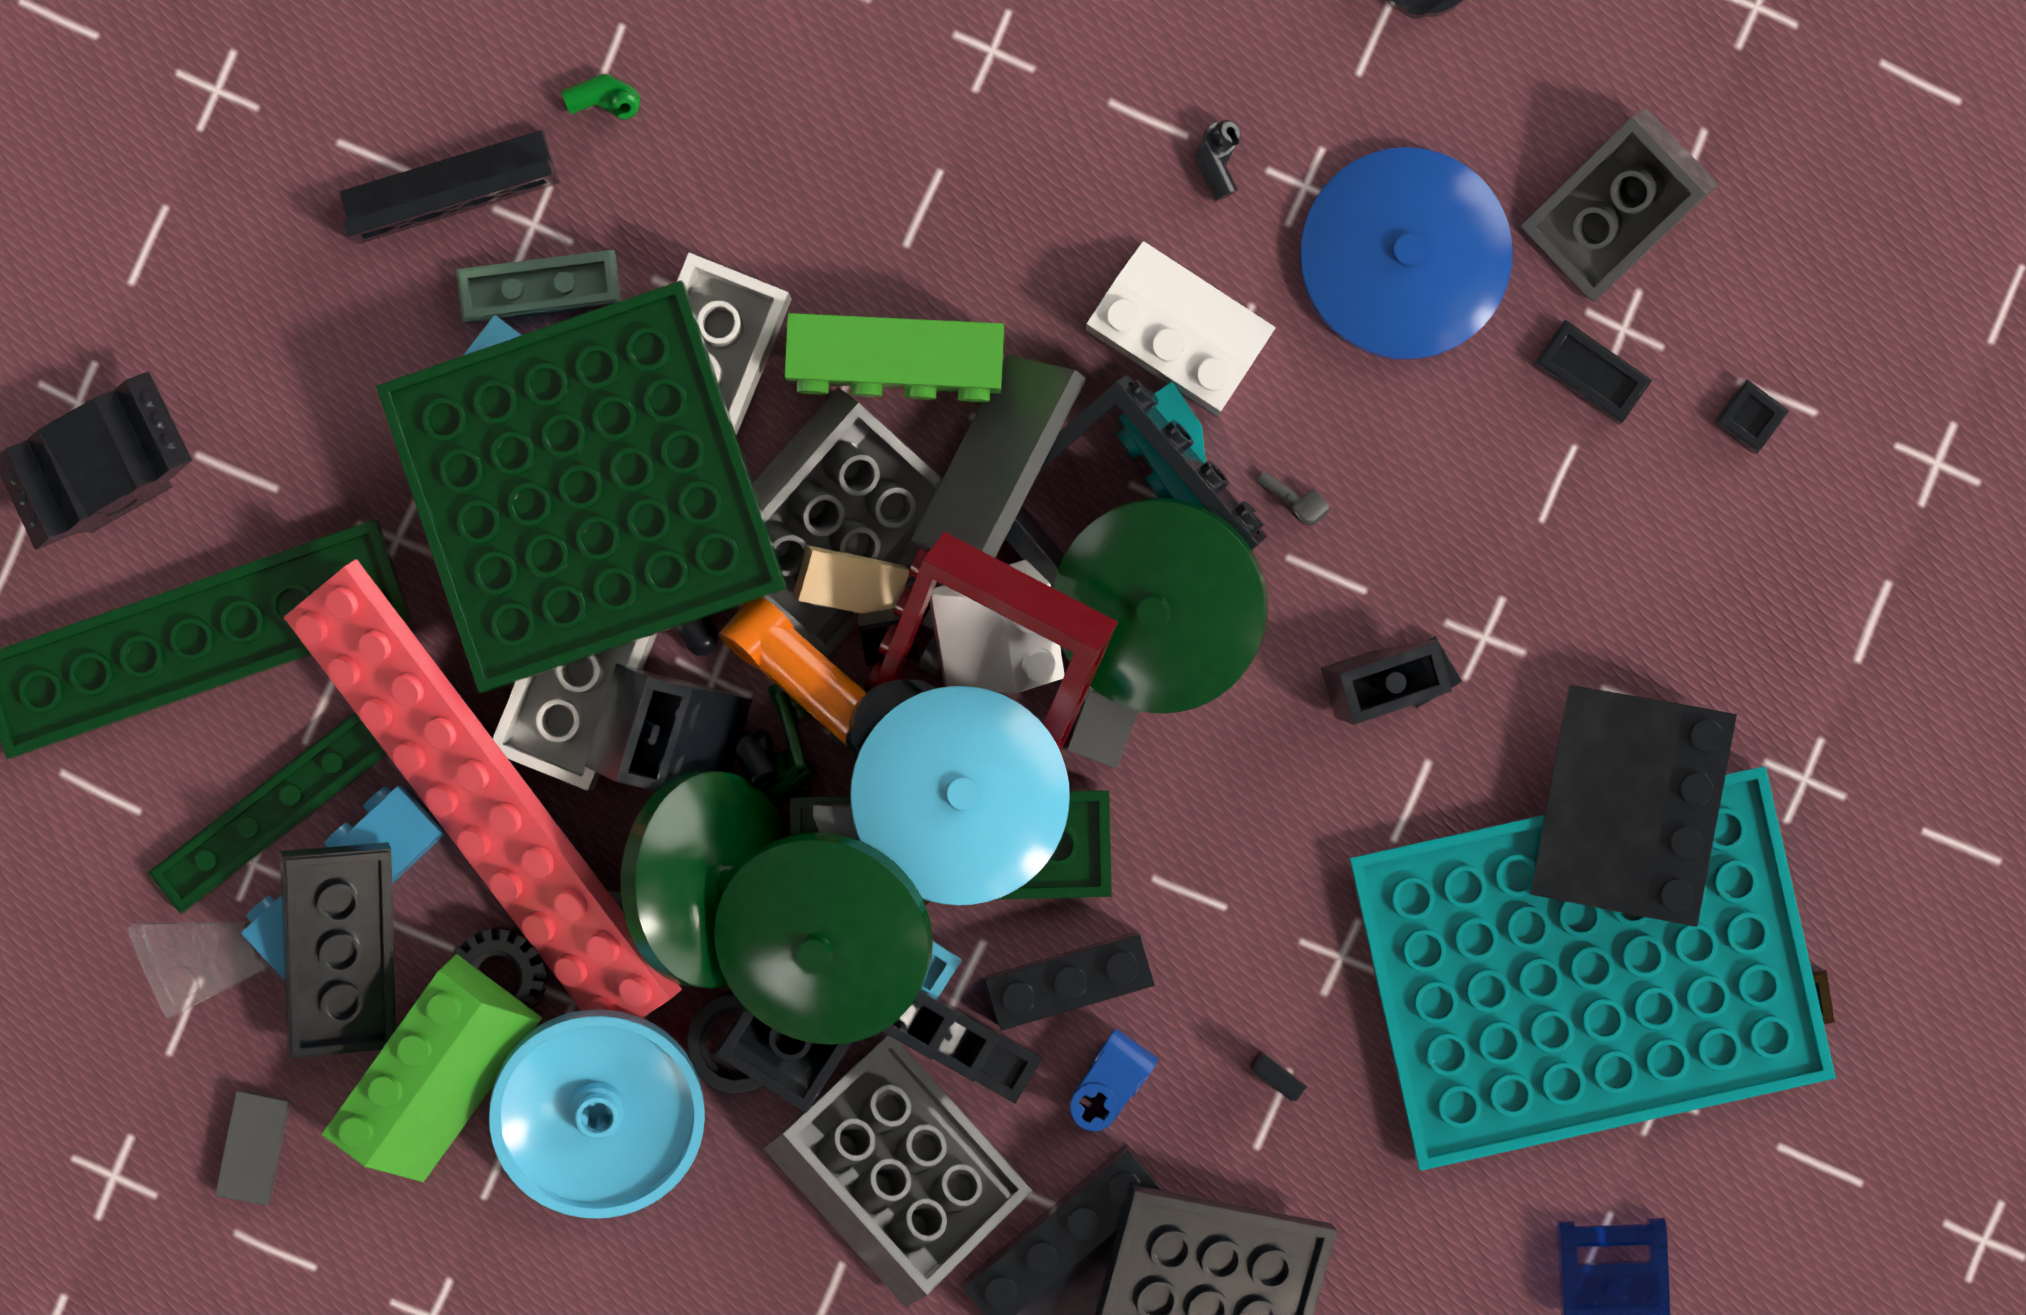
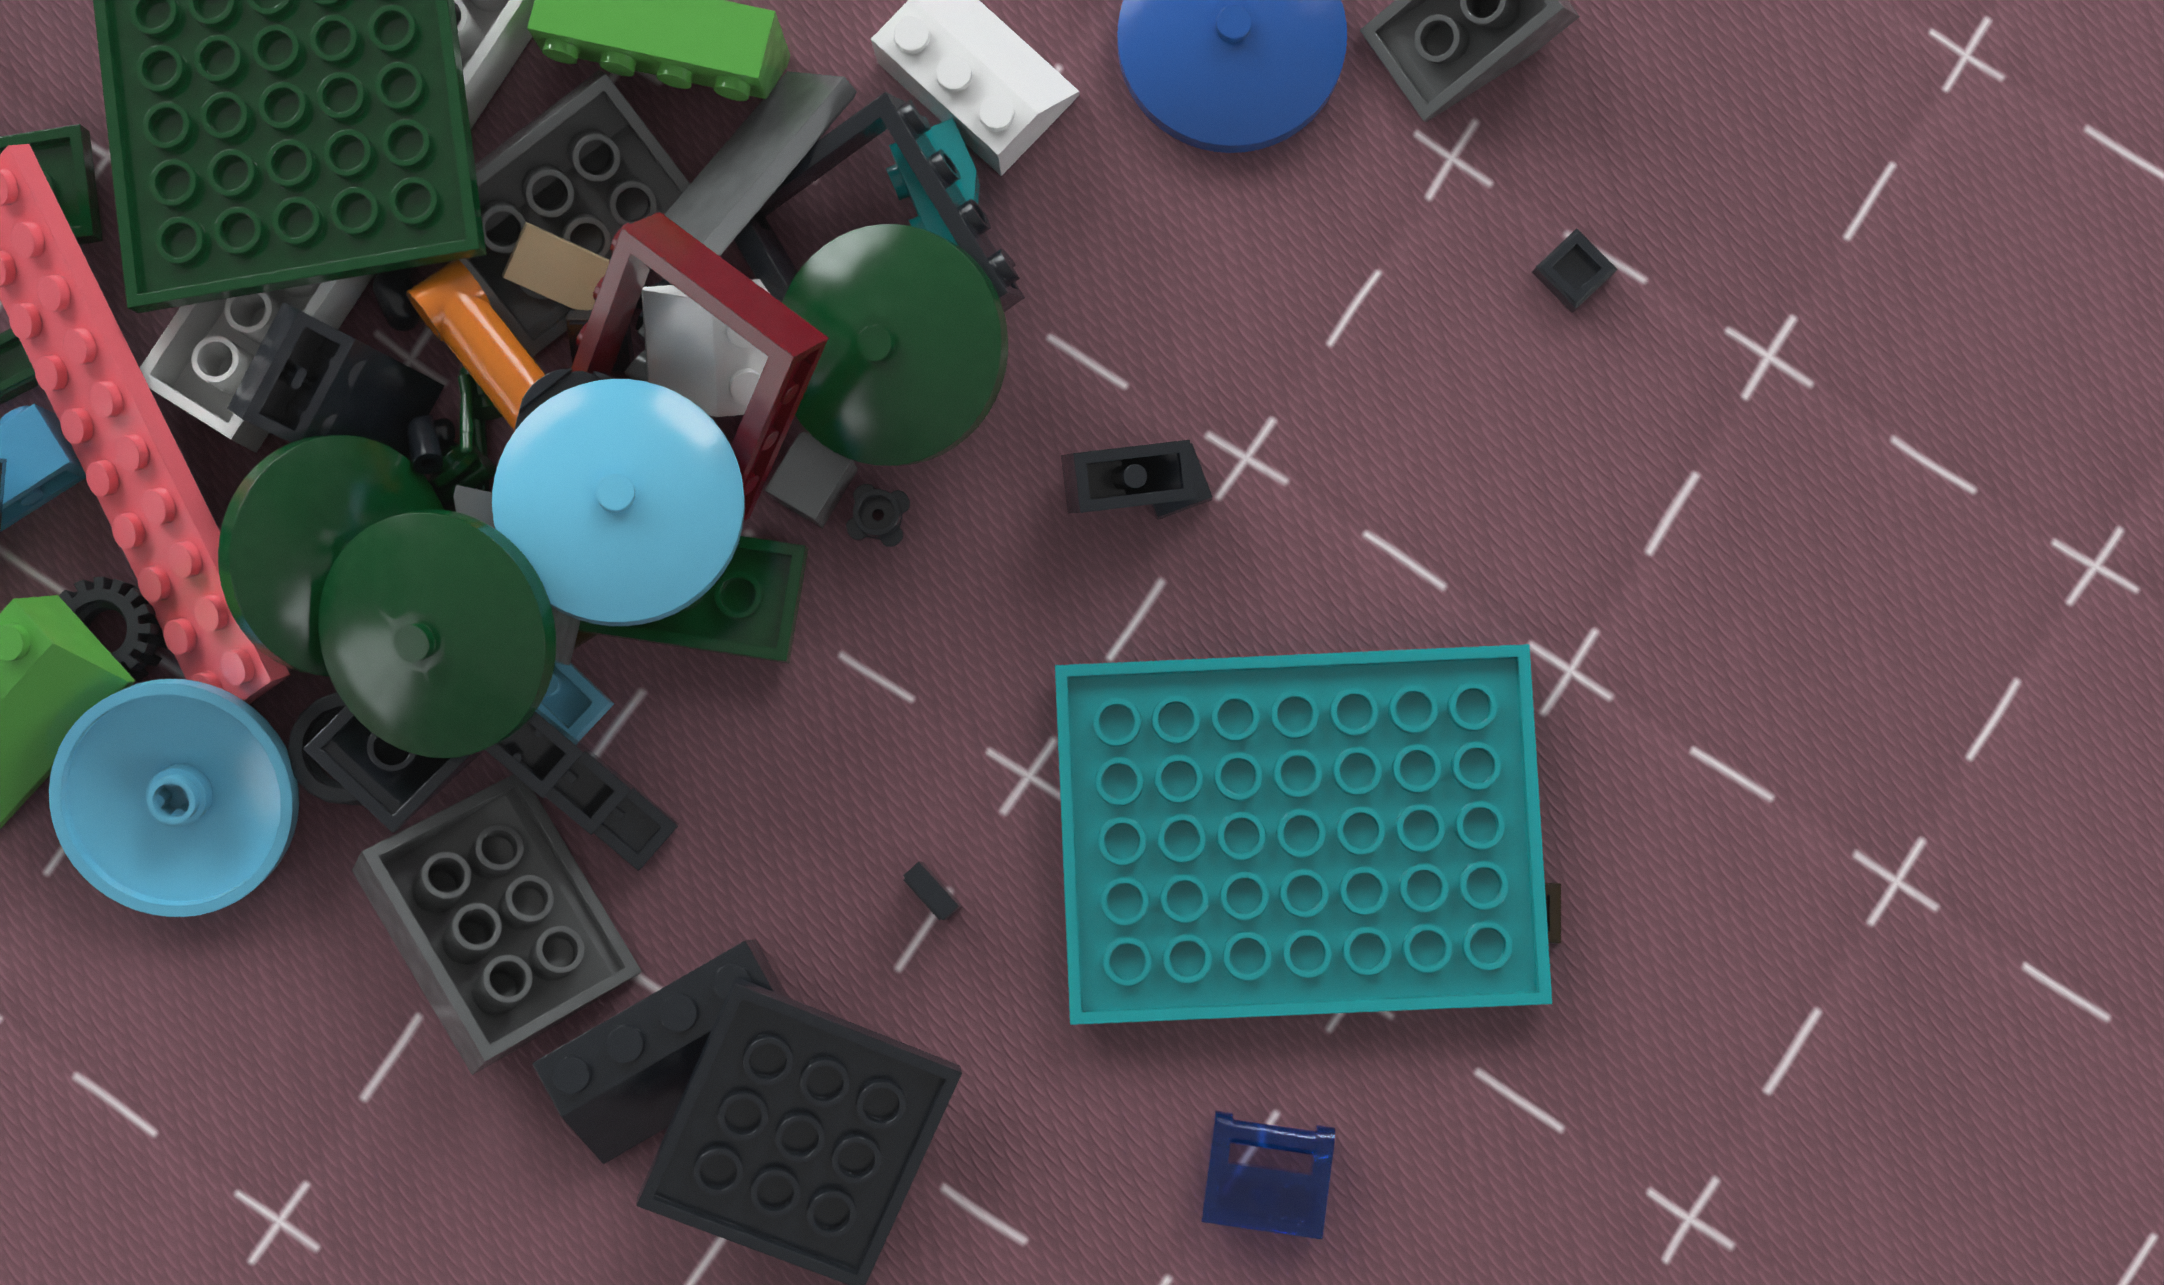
camera: 20 degrees right, 5 degrees down
(1069, 980) = (721, 744): black brick -> none
(1115, 1072) = (755, 856): blue piece -> none
(1155, 760) = (866, 503): none -> black plate
(1308, 509) = (1079, 285): dark grey hand -> none
(1592, 372) = (1411, 195): black tile -> none
(1633, 805) = (1375, 657): black slope -> none

